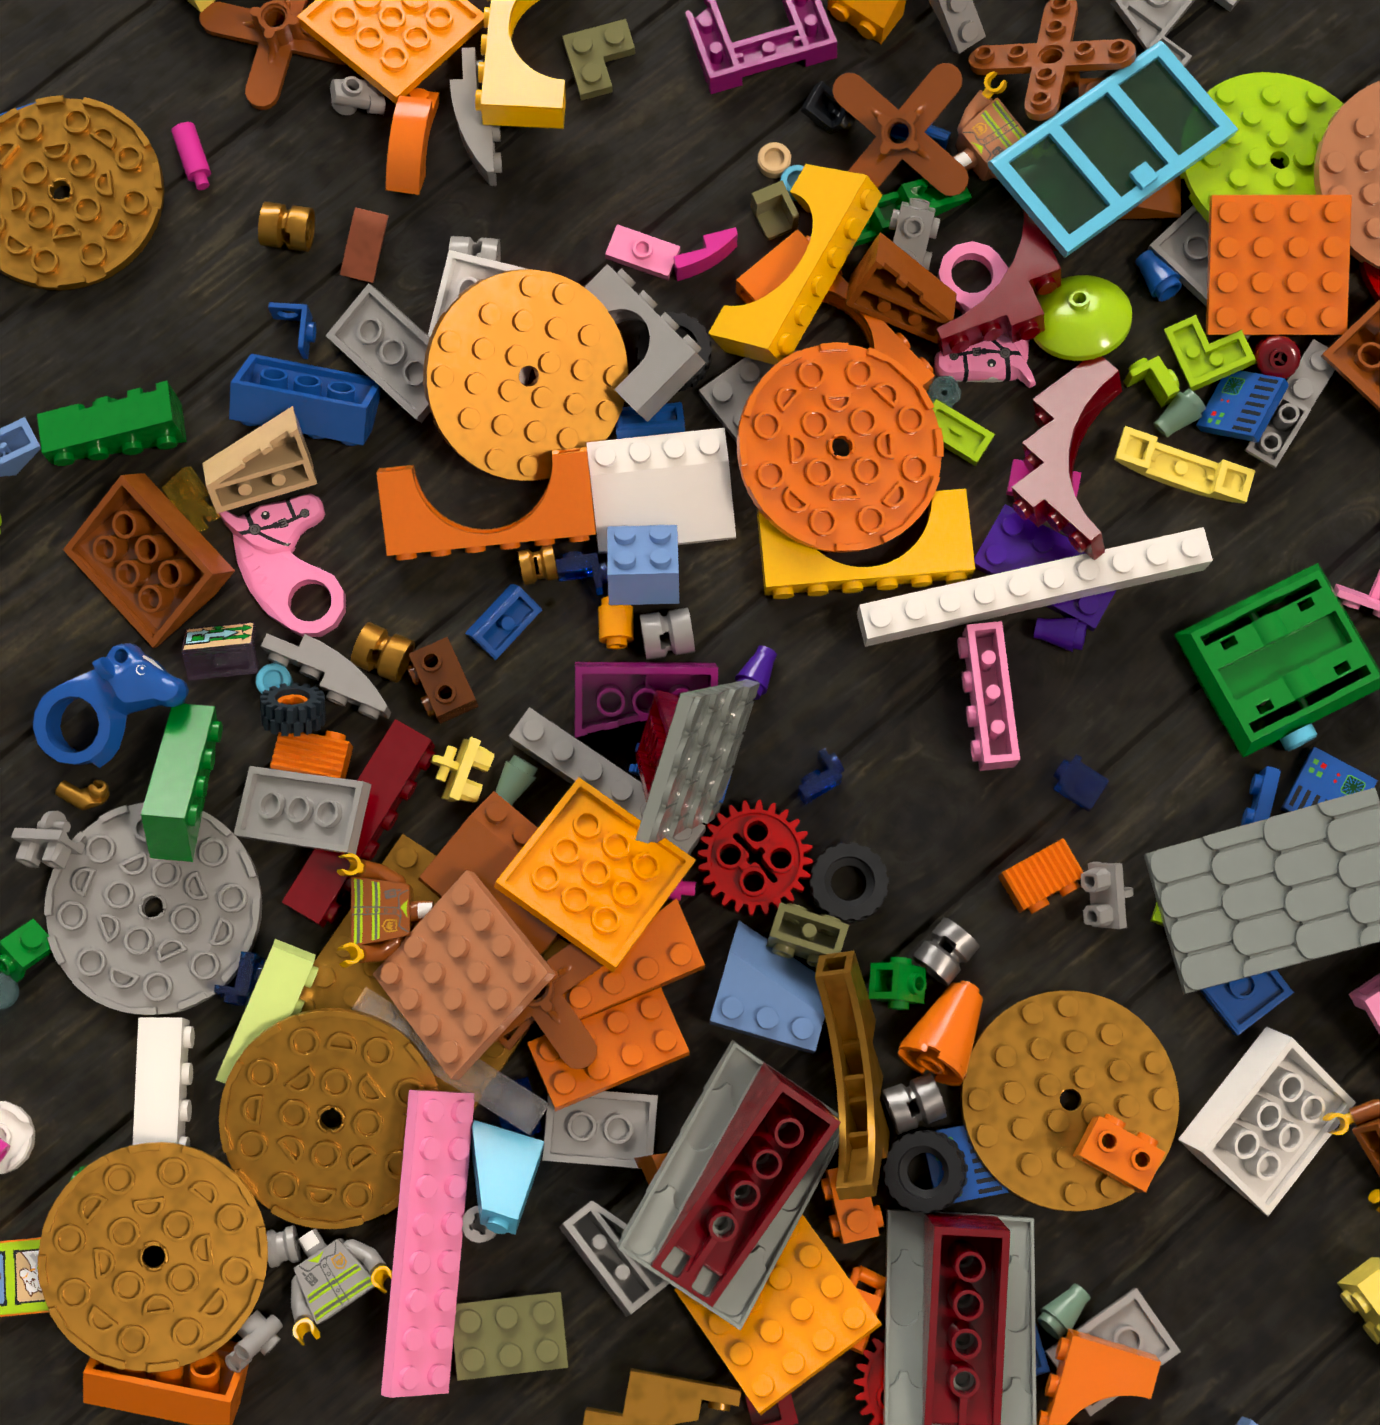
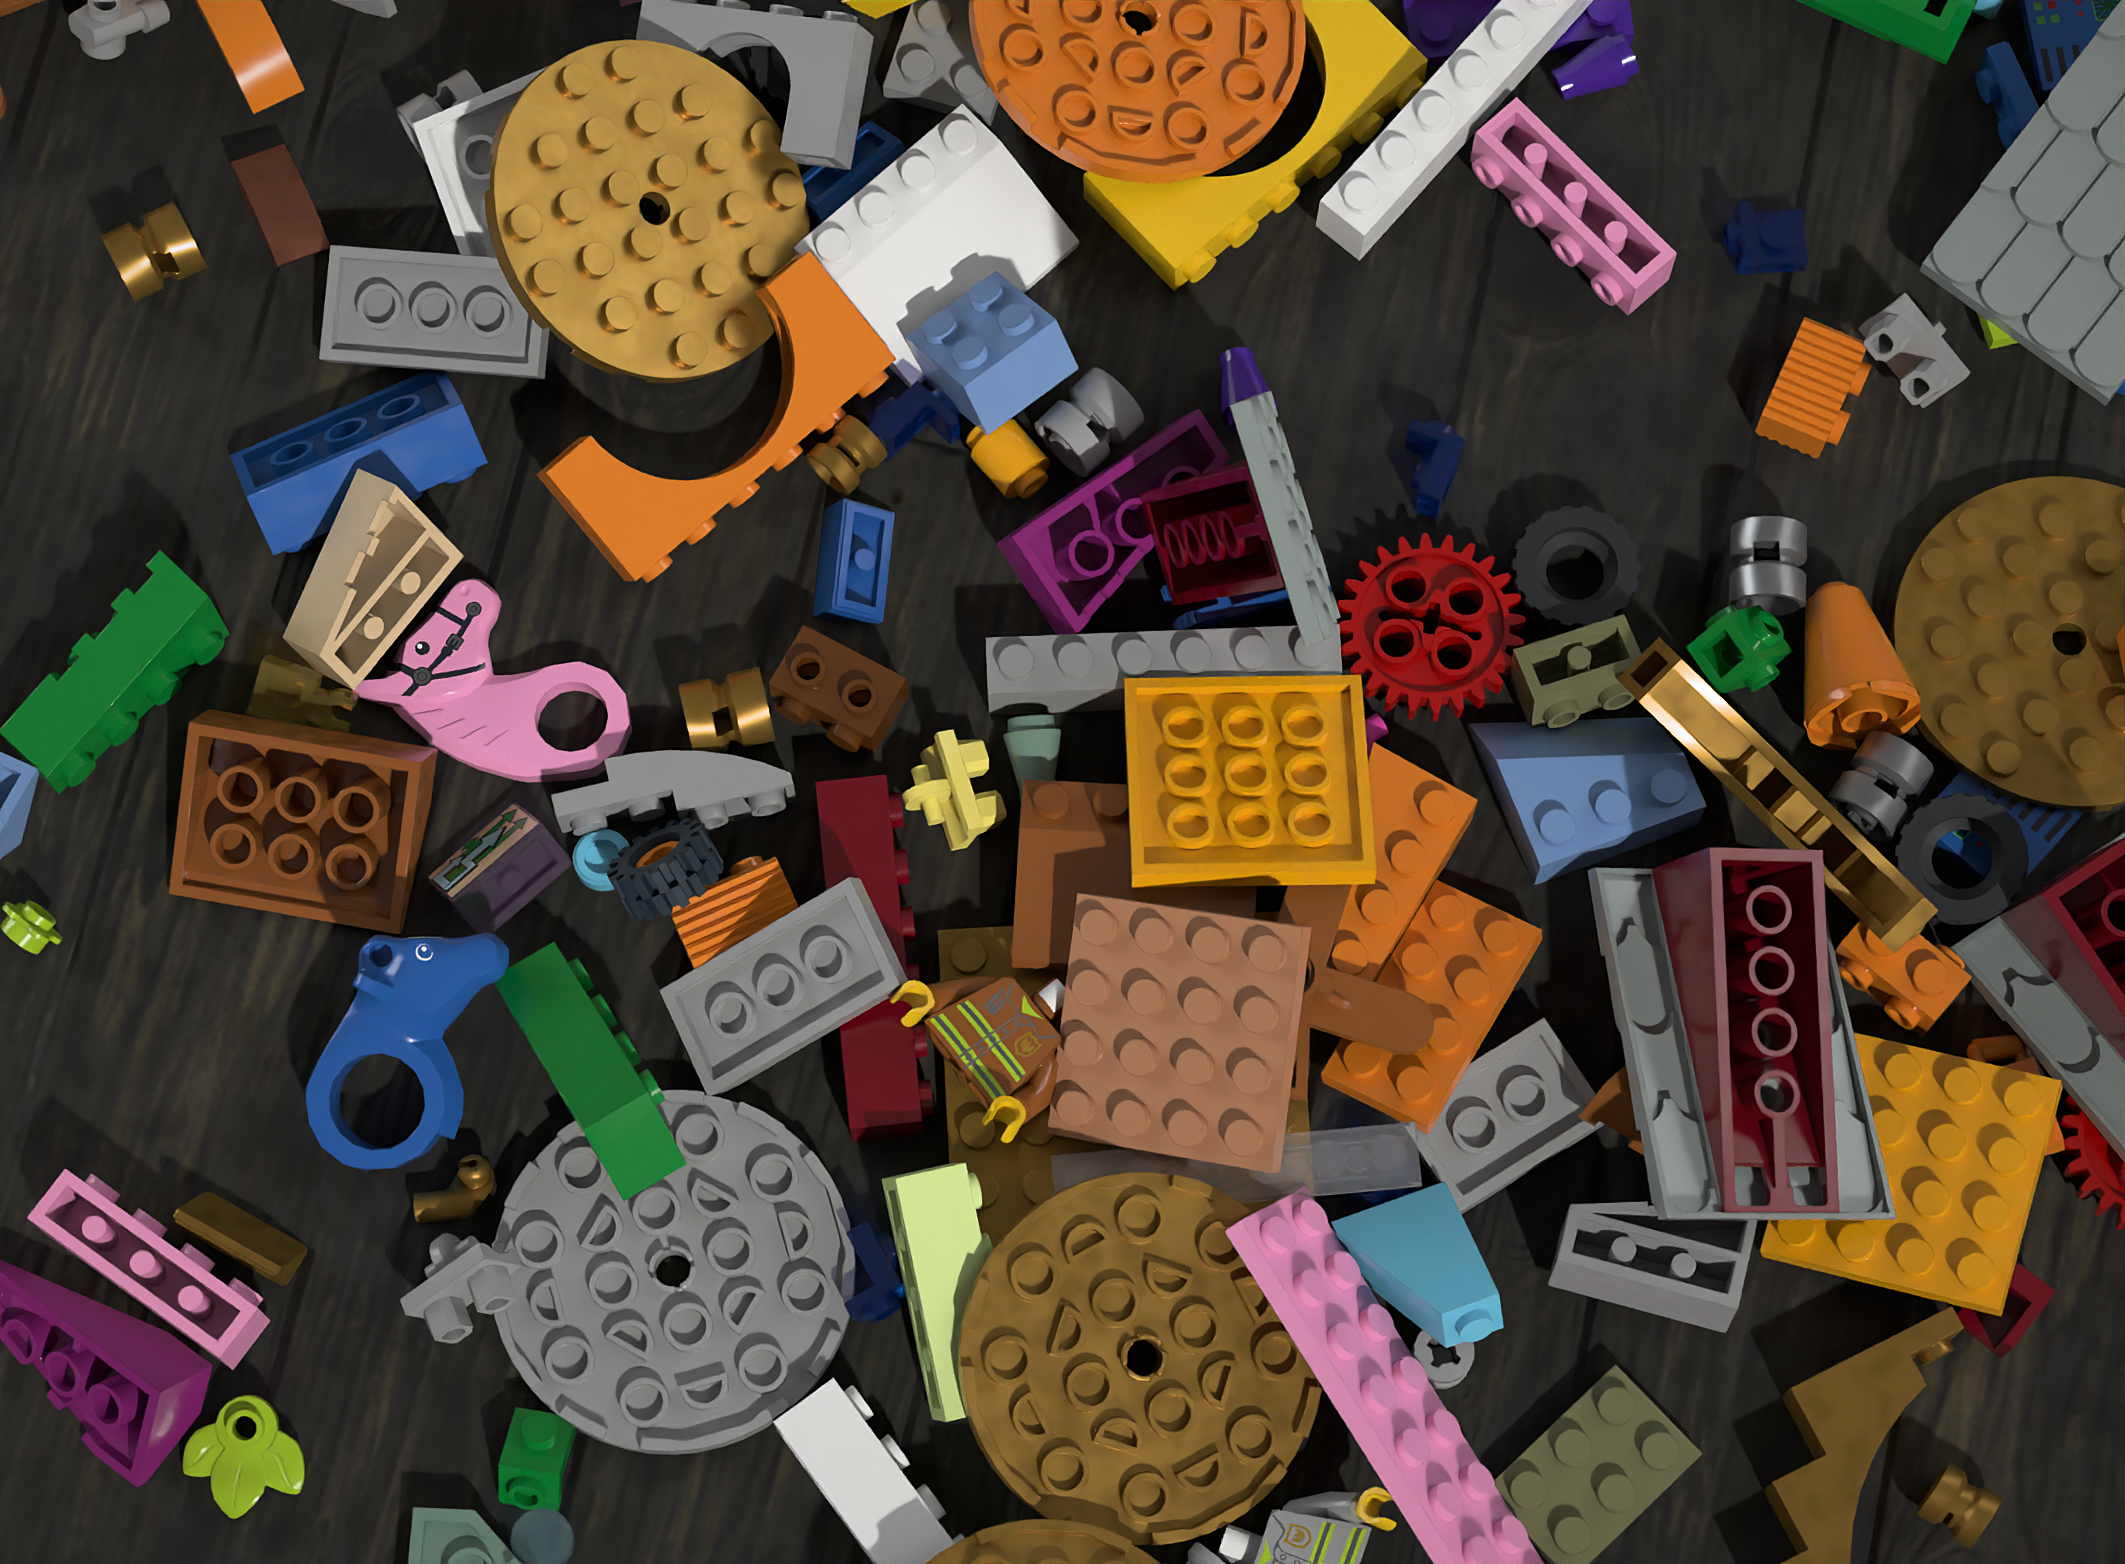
camera: 35 degrees left, 5 degrees down
(302, 313) = (265, 353): blue bracket -> none

